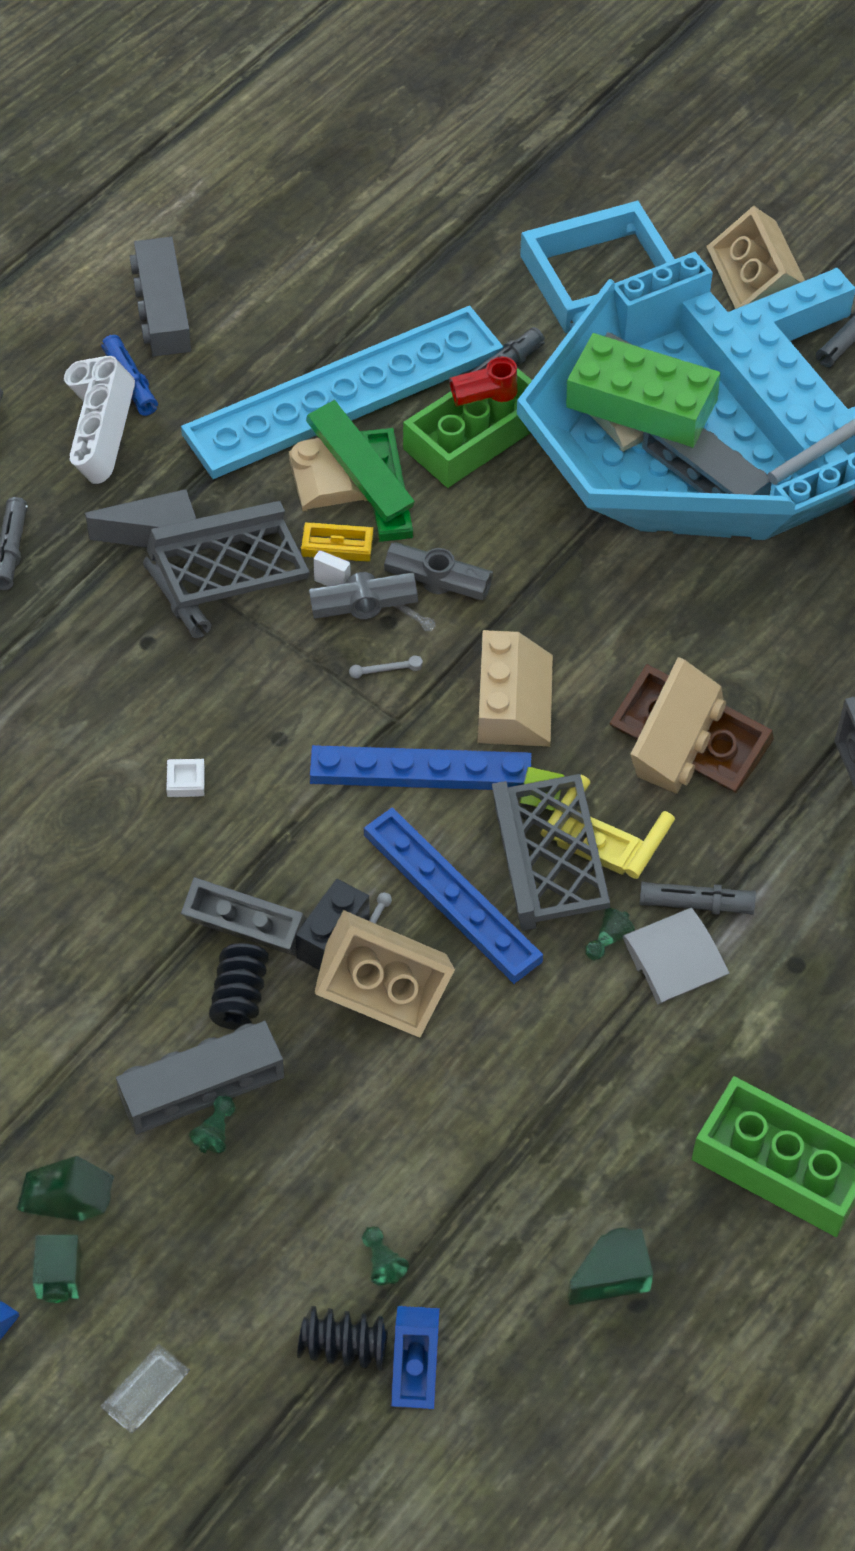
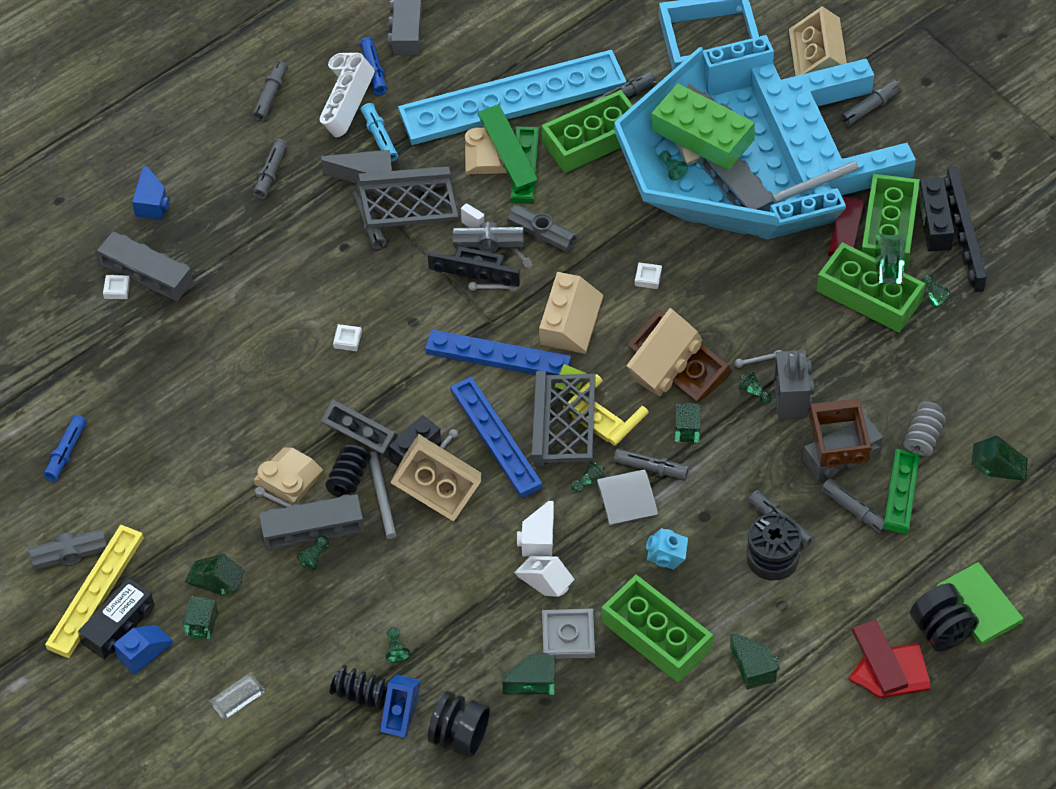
camera: 15 degrees right, 0 degrees up
(106, 1041) = (260, 492): none -> light grey hinge
(145, 1007) = (288, 475): none -> tan slope
(154, 458) = (382, 138): none -> medium azure pin
(300, 1017) = (382, 496): none -> light grey bar
(336, 544) = (481, 201): yellow tile -> none
(354, 639) = (476, 265): none -> black bracket
(494, 382) = (608, 106): red piece -> none
(521, 1373) = (455, 722): none -> black wheel
(558, 1034) = (537, 532): none -> white slope
(587, 1099) = (545, 575): none -> white slope
(610, 456) = (675, 168): none -> clear green piece
(610, 617) = (648, 275): none -> white tile
(645, 1187) = (568, 633): none -> light grey tile
(733, 826) = (687, 422): none -> clear green brick
(762, 1026) = (667, 548): none -> medium azure brick
(810, 755) = (751, 384): none -> clear green piece
(831, 704) = (739, 362): none -> light grey hinge

